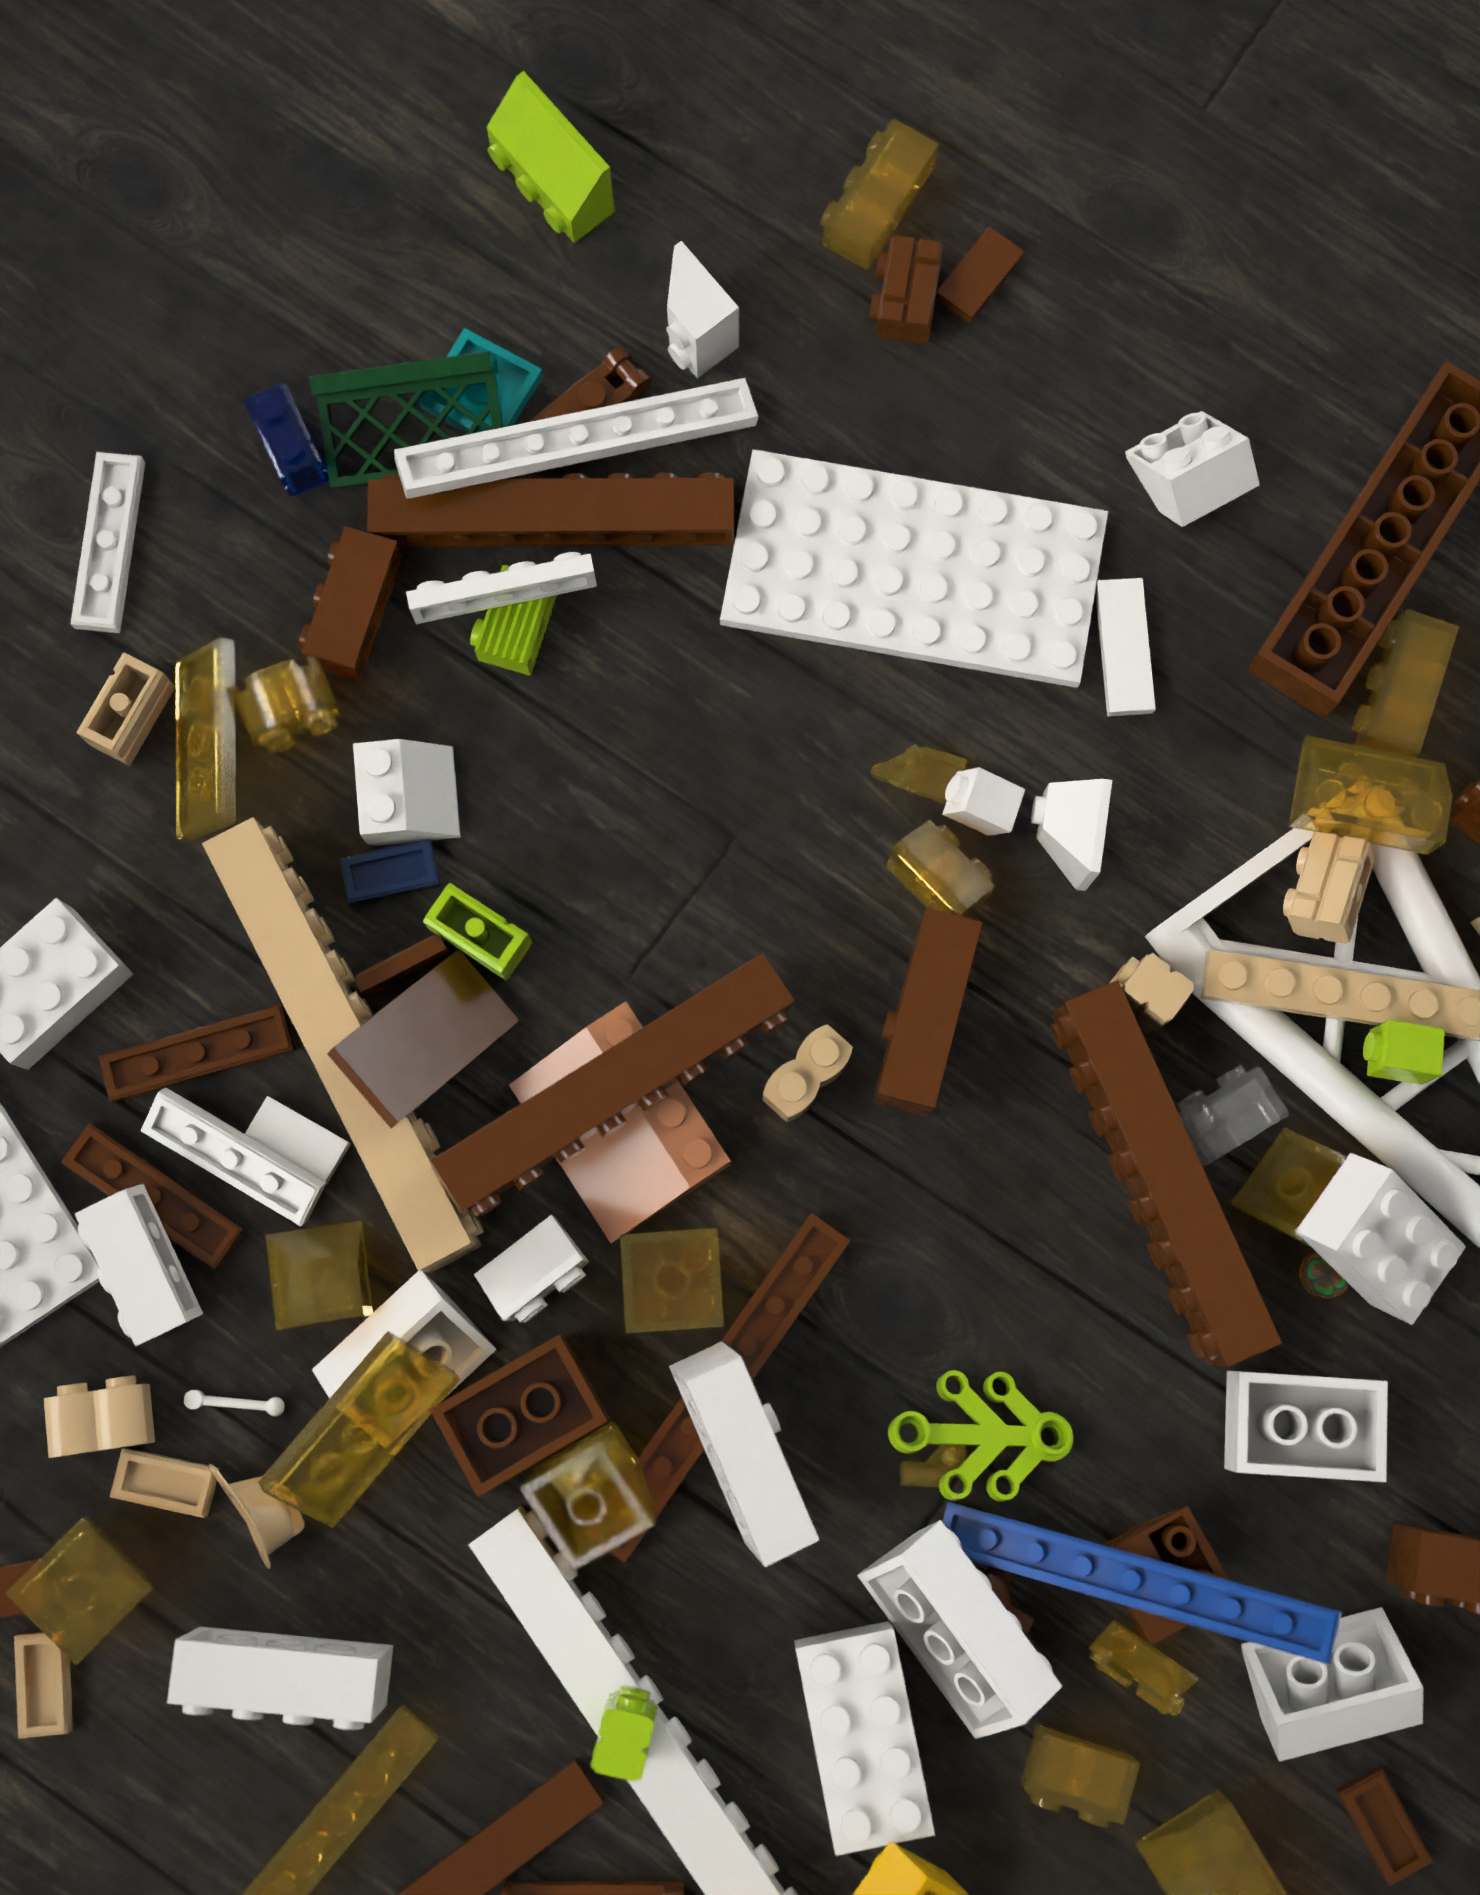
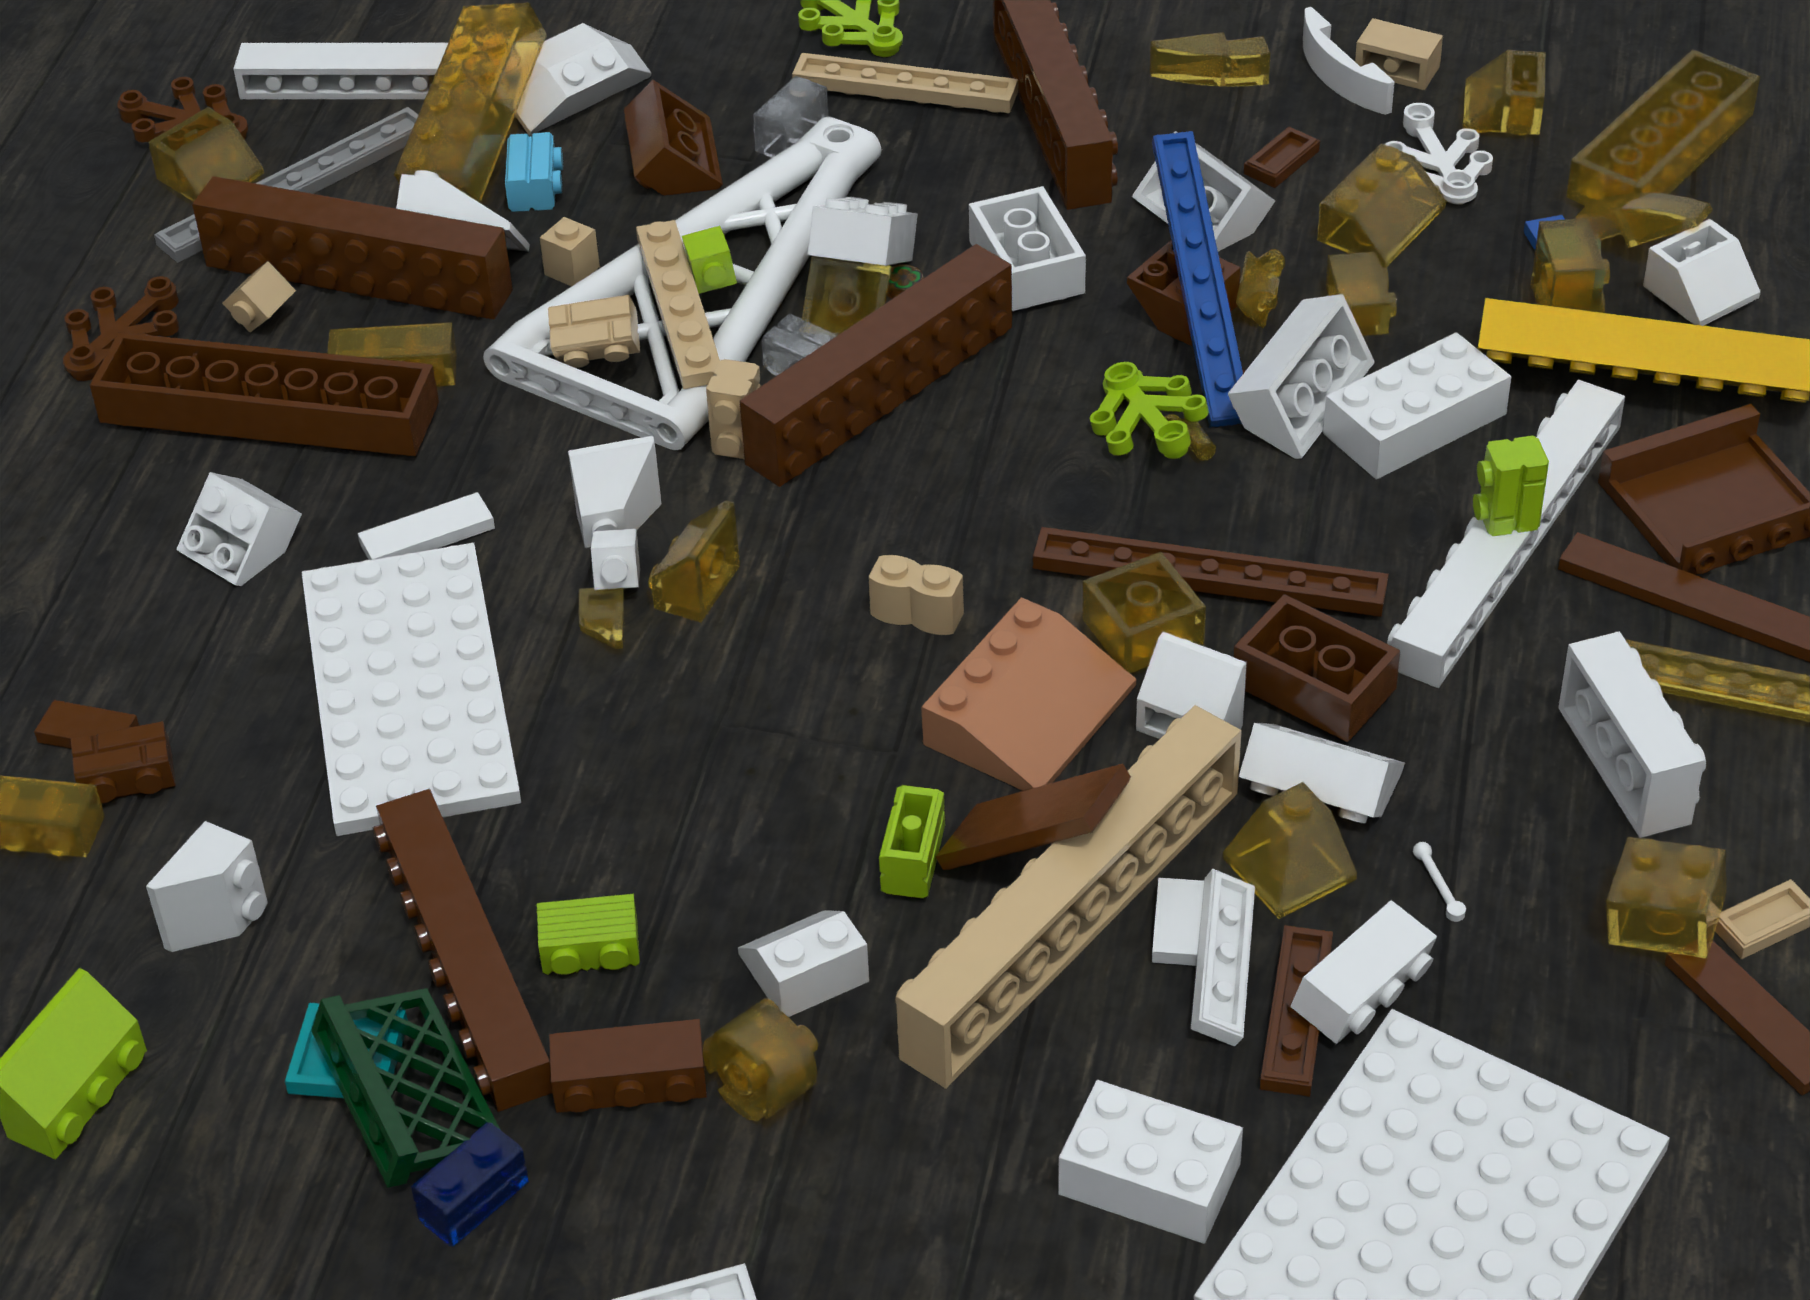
camera: 110 degrees left, 35 degrees down
(100, 1418) = (1519, 956): tan brick -> none
(126, 709) = (831, 1196): tan brick -> none
(164, 1482) = (1540, 901): tan tile -> none
(196, 1053) = (1145, 1029): reddish brown tile -> none
(205, 740) = (830, 1114): clear yellow tile -> none
(267, 1518) = (1519, 808): tan piece -> none
(359, 1430) = (1400, 754): clear yellow tile -> none
(390, 872) = (890, 950): dark blue tile -> none
(402, 966) = (961, 885): reddish brown tile -> none
(485, 591) = (574, 922): white plate -> none
(575, 438) = (384, 936): white plate -> none
(591, 1496) = (1354, 588): clear yellow slope -> none
(596, 391) = (327, 966): reddish brown plate -> none
(611, 1086) = (1006, 662): reddish brown brick -> none
(744, 1452) = (1251, 507): white brick -> none
(926, 1013) = (823, 526): reddish brown brick -> none
(1371, 795) = (503, 325): clear yellow slope -> none

